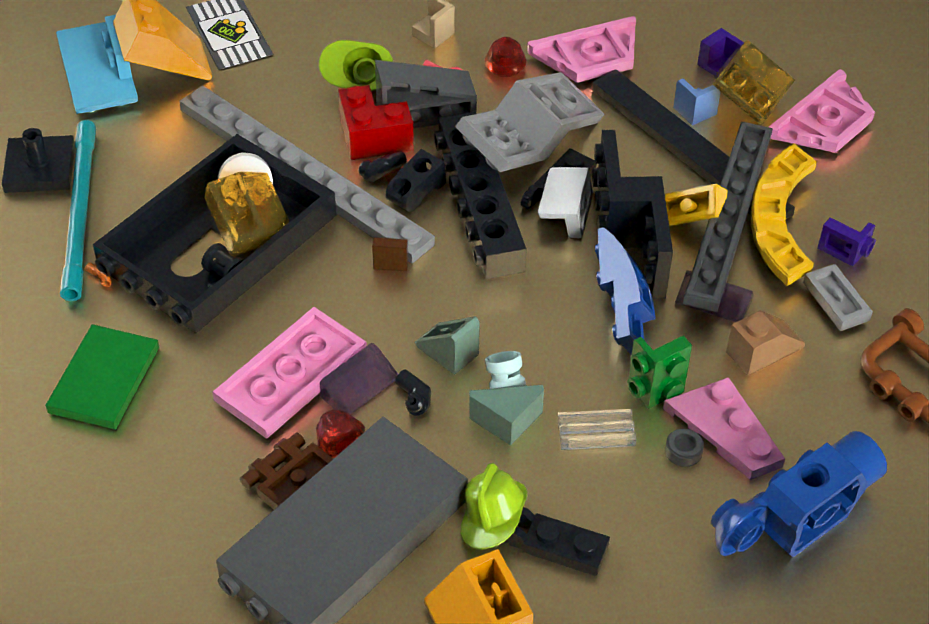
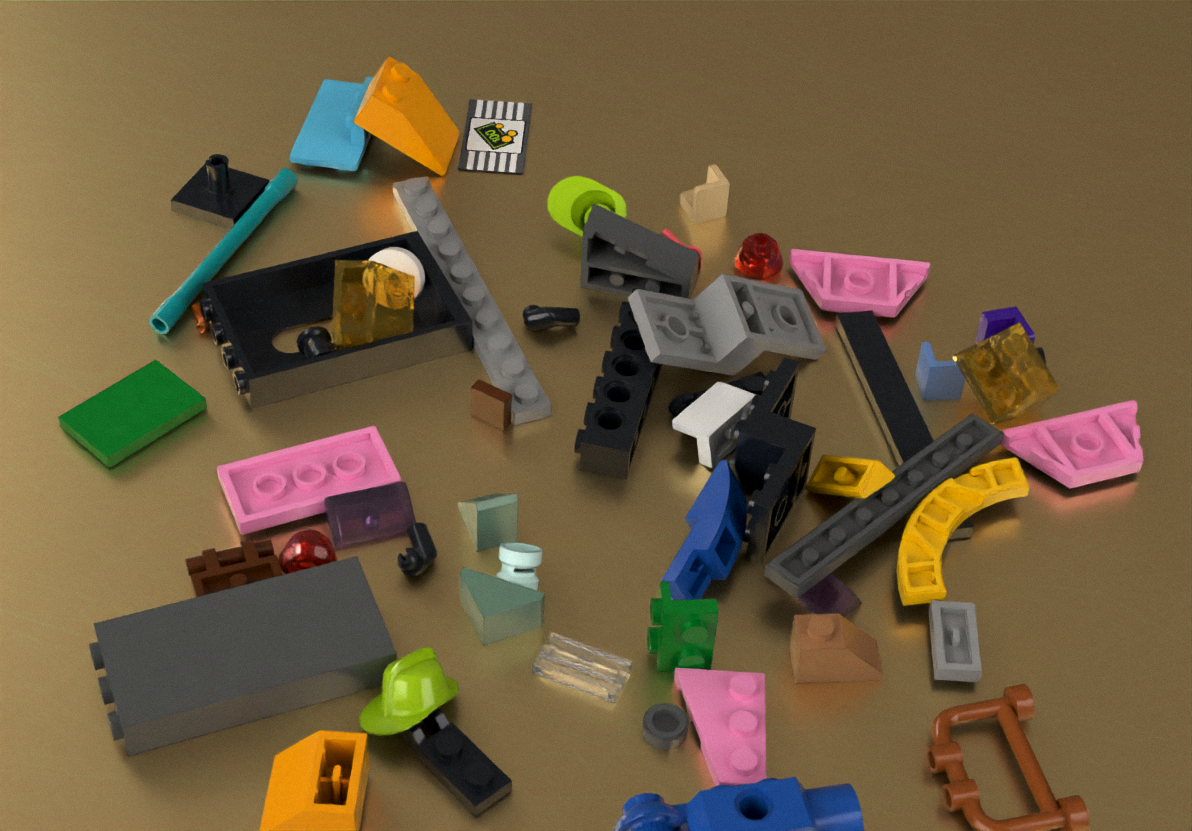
camera: 25 degrees right, 5 degrees down
(372, 128) = (564, 276): red brick -> none
(416, 180) = (570, 343): black leg -> none
(845, 241) = (1005, 586): dark purple bracket -> none

